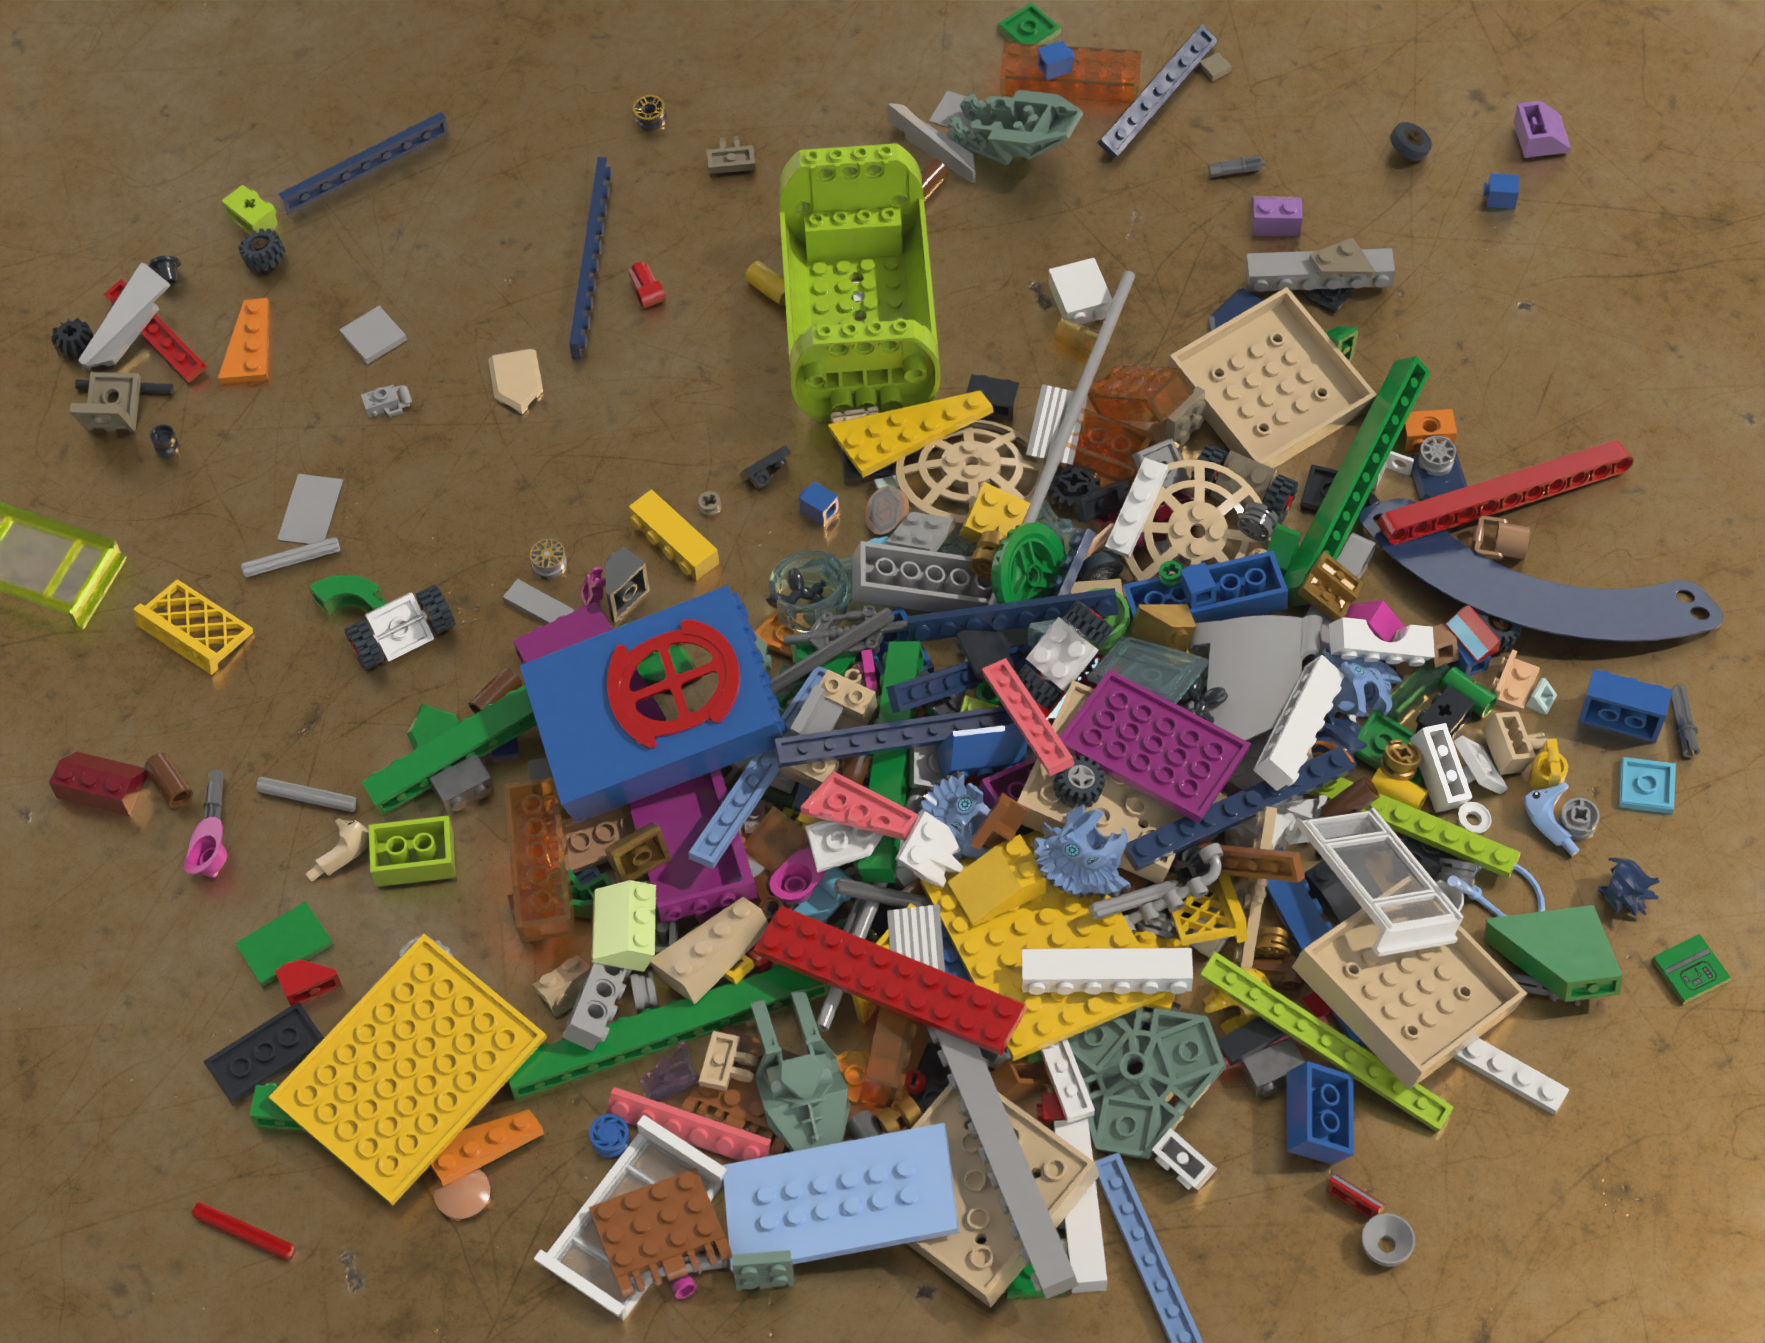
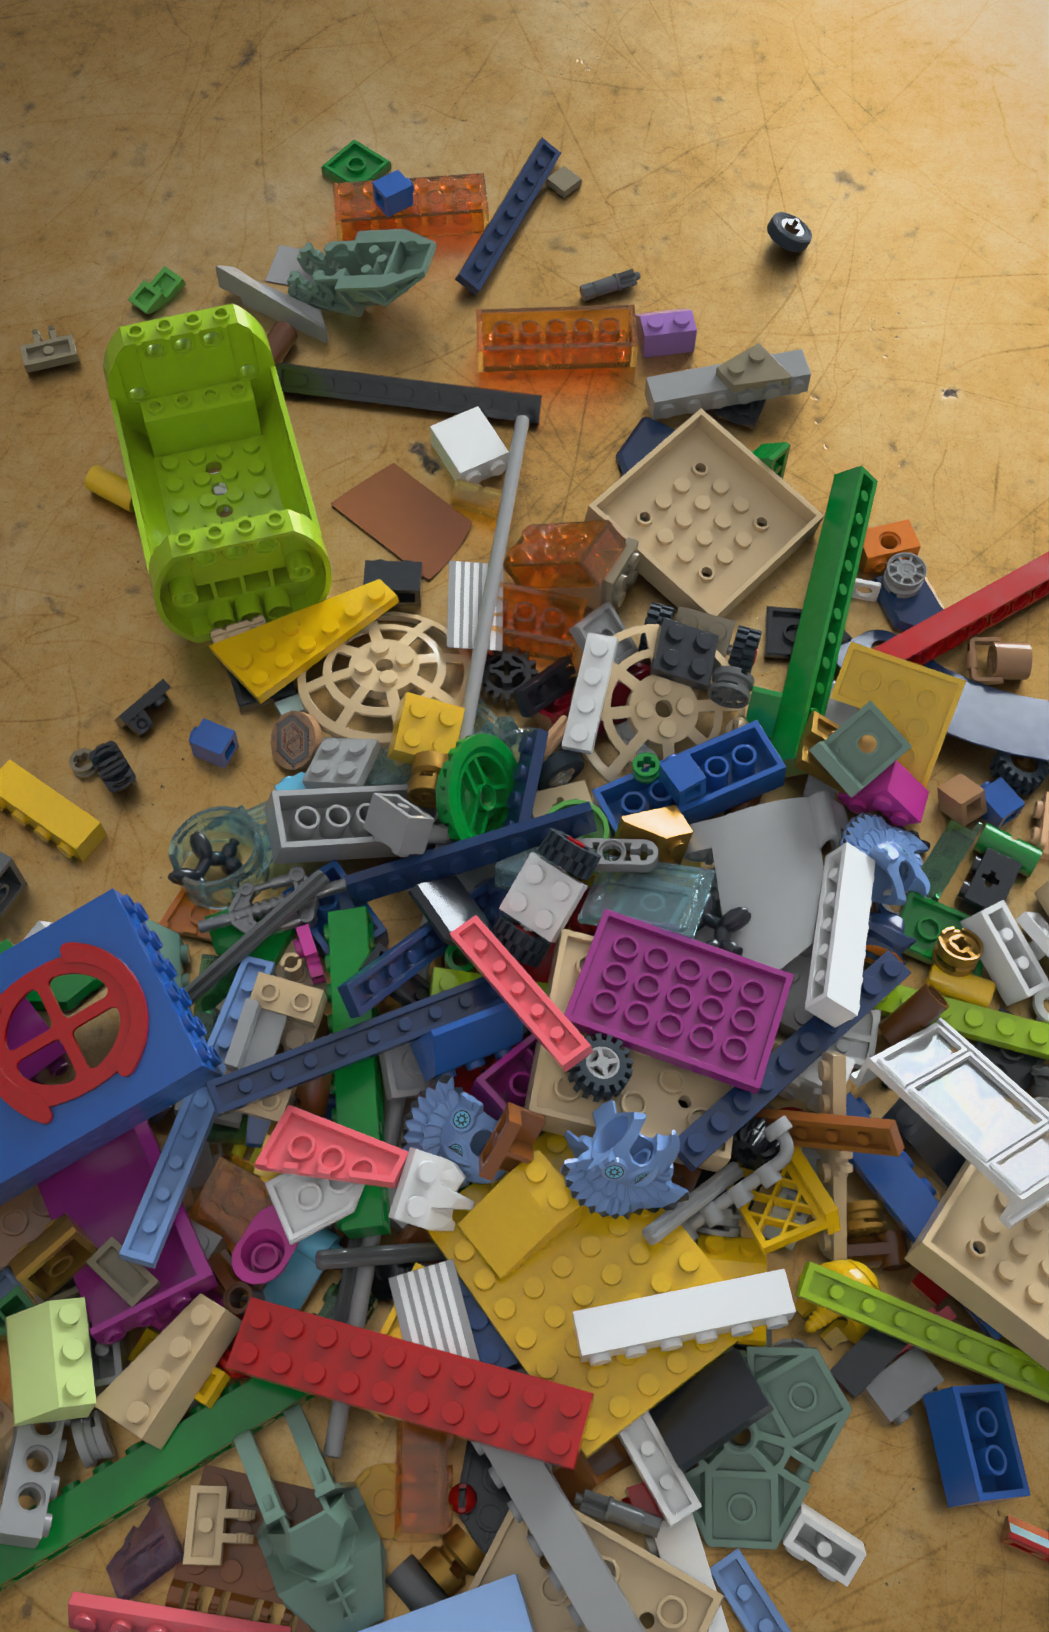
camera: 15 degrees left, 5 degrees up
(685, 873) = (126, 1278): none -> dark tan tile
(733, 508) = (112, 766): none -> black gear
(828, 121) = (157, 293): none -> bright green slope
(961, 584) = (402, 825): none -> light grey brick
(1014, 344) = (406, 518): none -> dark orange sticker
(1031, 1105) = (618, 1513): none -> dark grey piece
(1036, 237) = (407, 392): none -> black plate
(1115, 1043) = (710, 1409): none -> black tile
(1133, 643) = (635, 846): none -> light grey beam
(1176, 207) = (556, 338): none -> clear orange brick
(1223, 488) = (684, 654): none -> black plate
(1338, 588) = (845, 759): none -> sand green bracket
(1354, 639) = (878, 813): white arch -> none
(1409, 552) = (909, 695): none -> yellow plate
(1473, 634) = (1002, 781): slope -> none
(1501, 190) = (897, 271): blue brick -> none
(1540, 130) = (919, 202): medium lavender slope -> none

